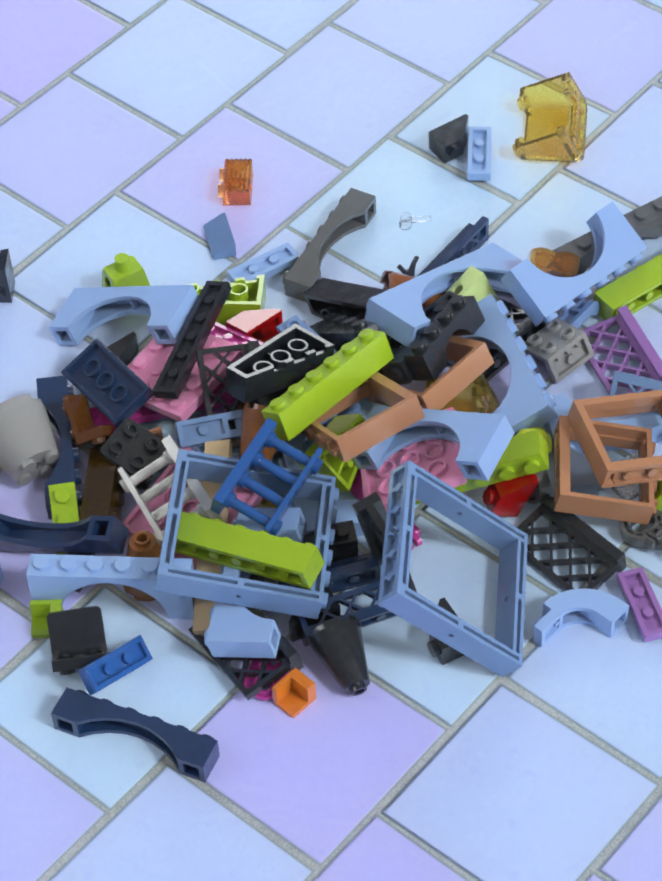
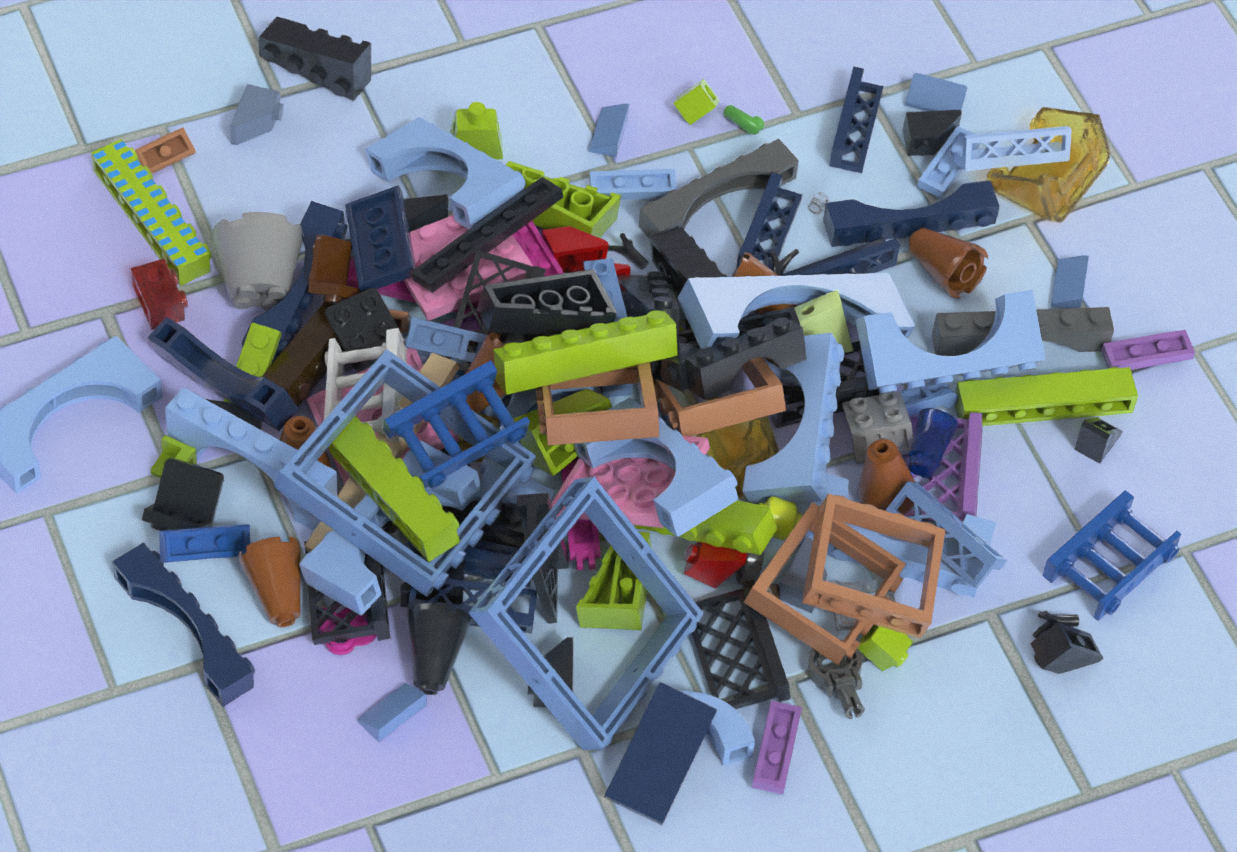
camera: 20 degrees right, 5 degrees up
(187, 664) = (275, 577): none -> dark orange cone
(237, 181) = (667, 74): clear orange brick -> none
(271, 191) = (696, 101): none -> lime panel
(290, 312) = (629, 251): none -> black bar
(294, 693) = (363, 660): orange panel -> none
(316, 189) = (750, 124): none -> bright green arm
(340, 719) = (393, 711): none -> medium blue slope
(374, 243) = (764, 214): none -> dark blue fence
(390, 160) = (847, 118): none -> dark blue fence
(436, 113) = (935, 94): none -> medium blue slope
(442, 221) = (855, 222): none -> dark blue arch
(452, 551) = (614, 596): none -> lime wedge
(526, 215) = (949, 260): none -> dark orange cone
(527, 124) = (1017, 153): none -> light blue fence
(556, 264) = (920, 325): clear orange brick -> none
(566, 649) = (660, 753): none -> dark blue tile
(589, 375) = (884, 476): none -> dark orange cone
(604, 339) = (930, 441): none -> clear blue plant
(620, 192) = (1070, 282): none -> medium blue slope

